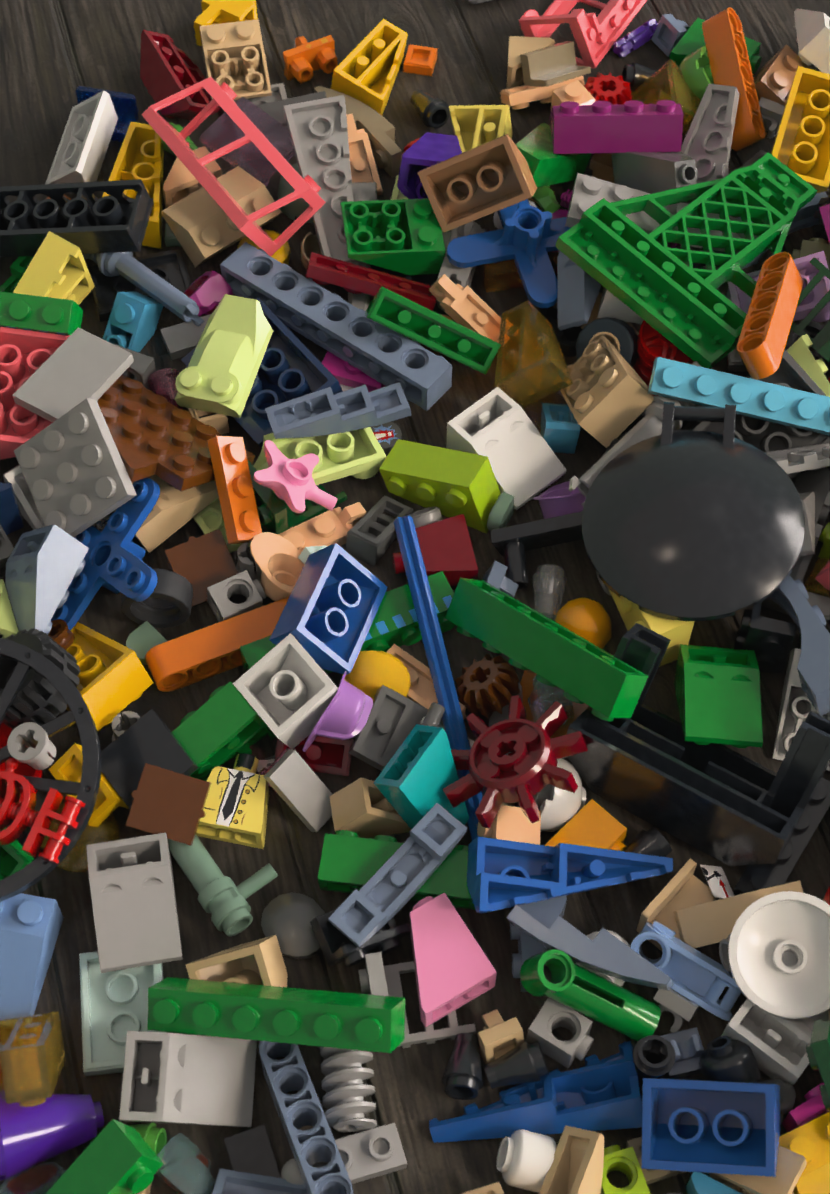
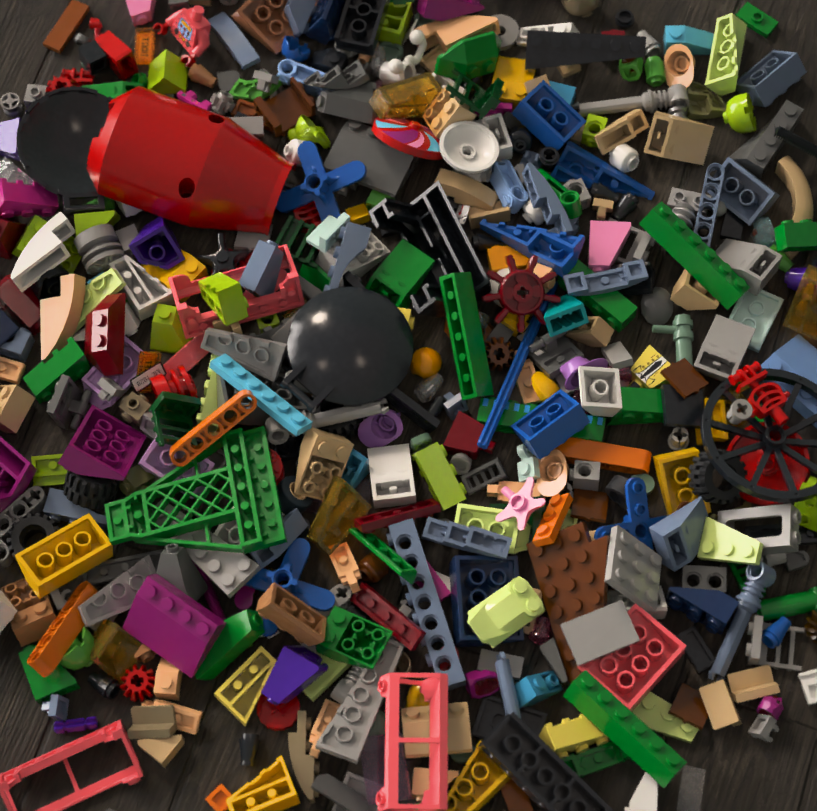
camera: 140 degrees left, 10 degrees up
(457, 391) = (424, 508): none -> dark red plate

